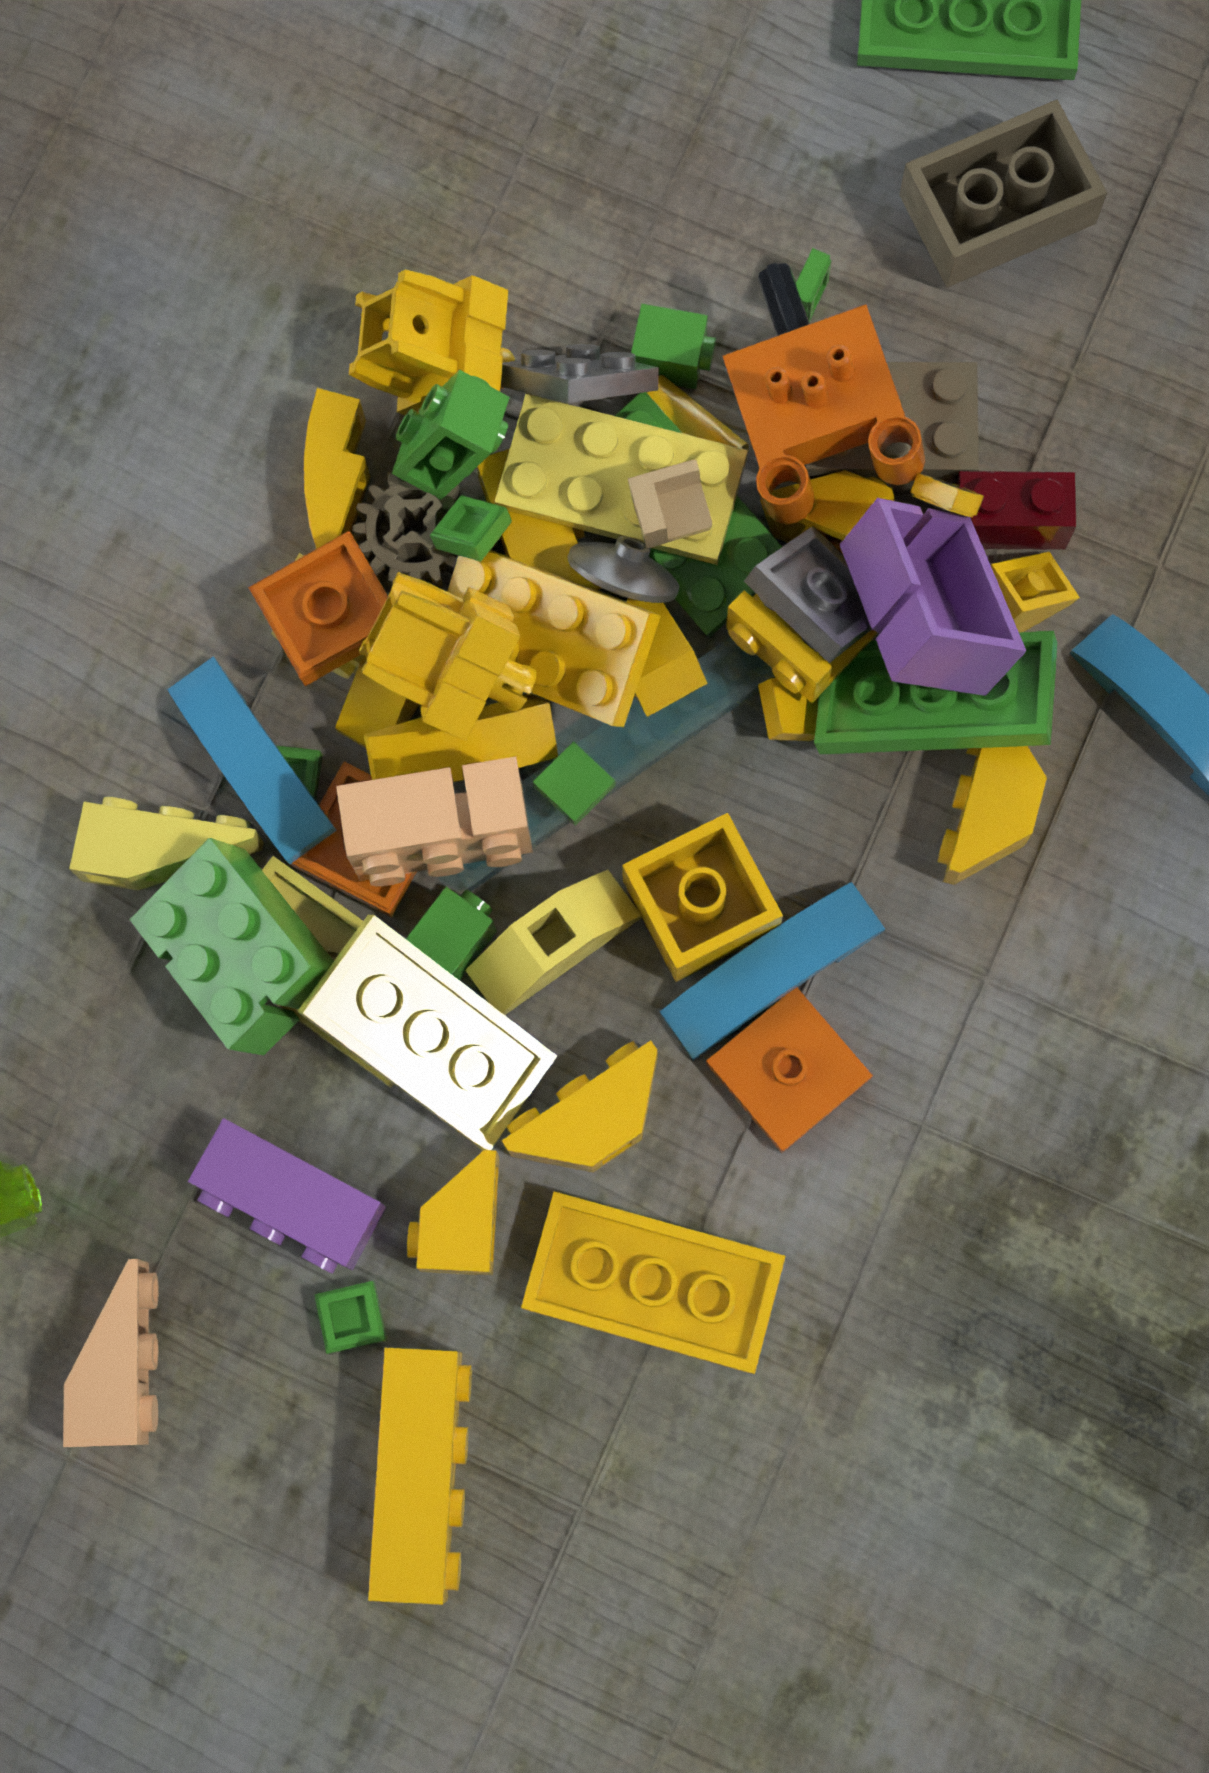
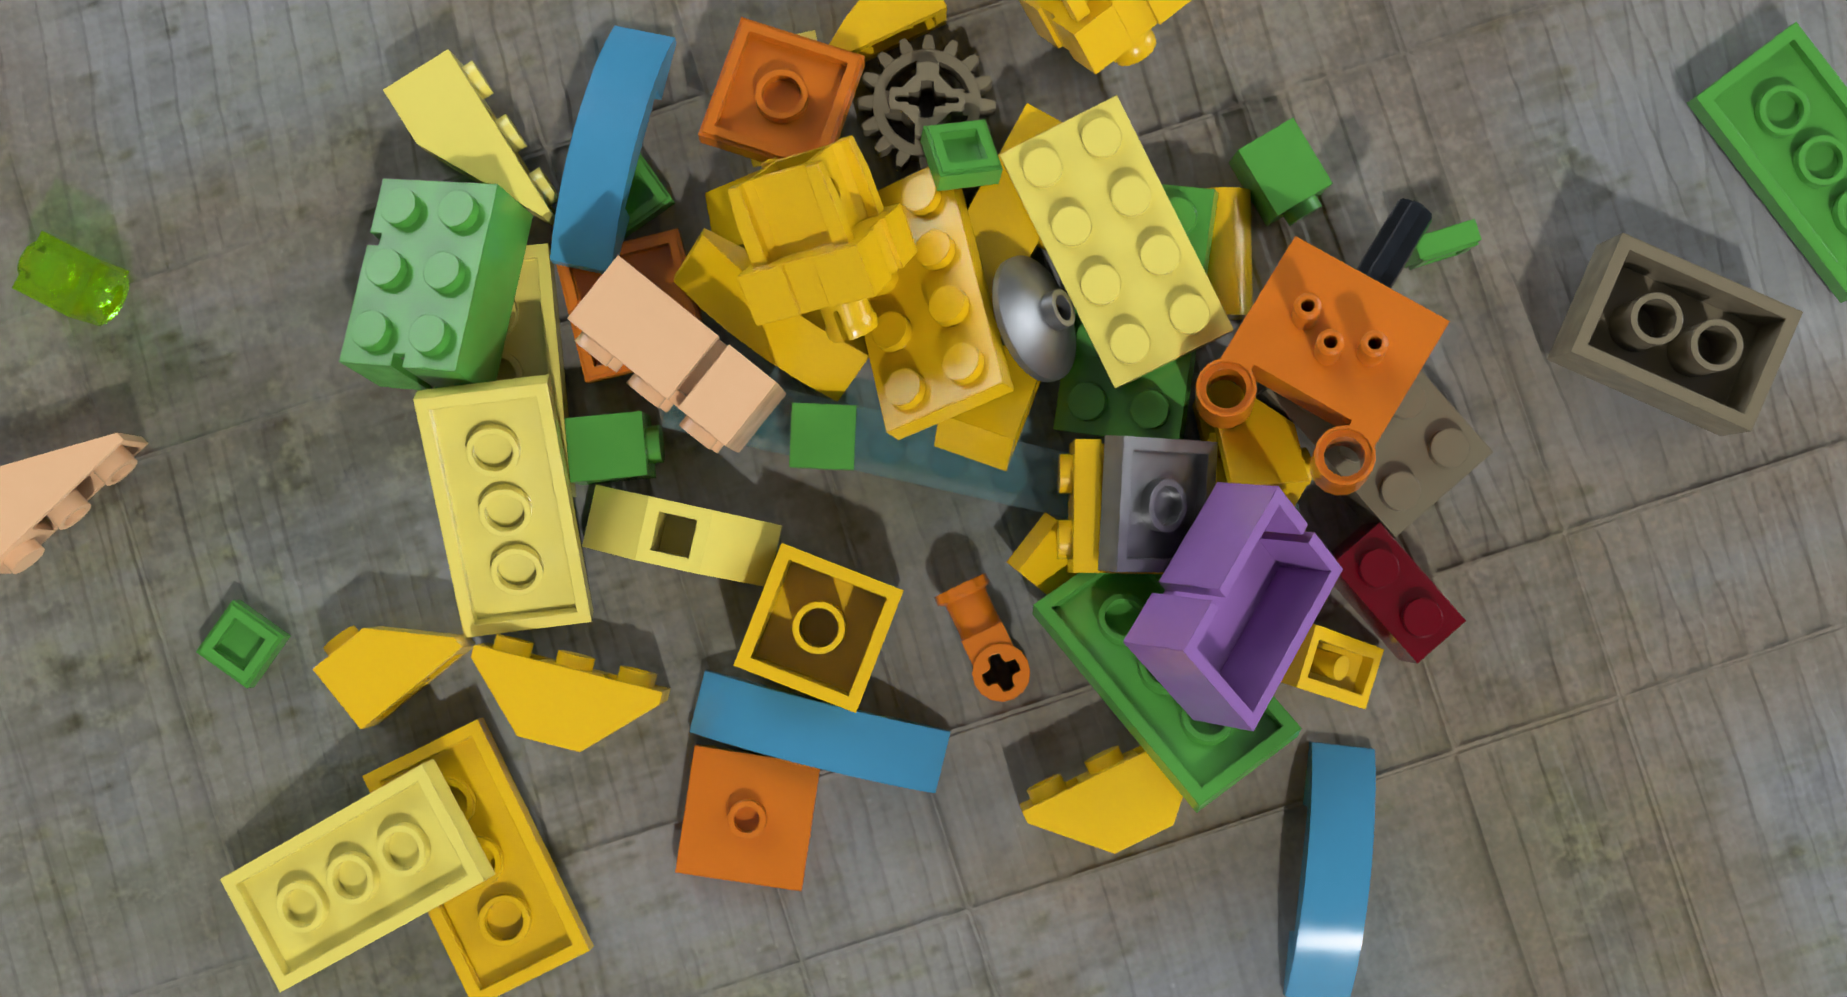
camera: 45 degrees right, 10 degrees up
(285, 1197) = (285, 508): medium lavender brick -> none
(417, 1476) = (161, 811): yellow brick -> none
(450, 434) = (1023, 65): bright green brick -> none
(578, 374) = (1176, 123): flat silver plate -> none
(588, 1370) = (357, 875): none -> light yellow plate
(670, 503) = (1120, 310): tan panel -> none
(811, 800) = (984, 636): none -> orange connector
(946, 495) = (1342, 536): yellow tile -> none

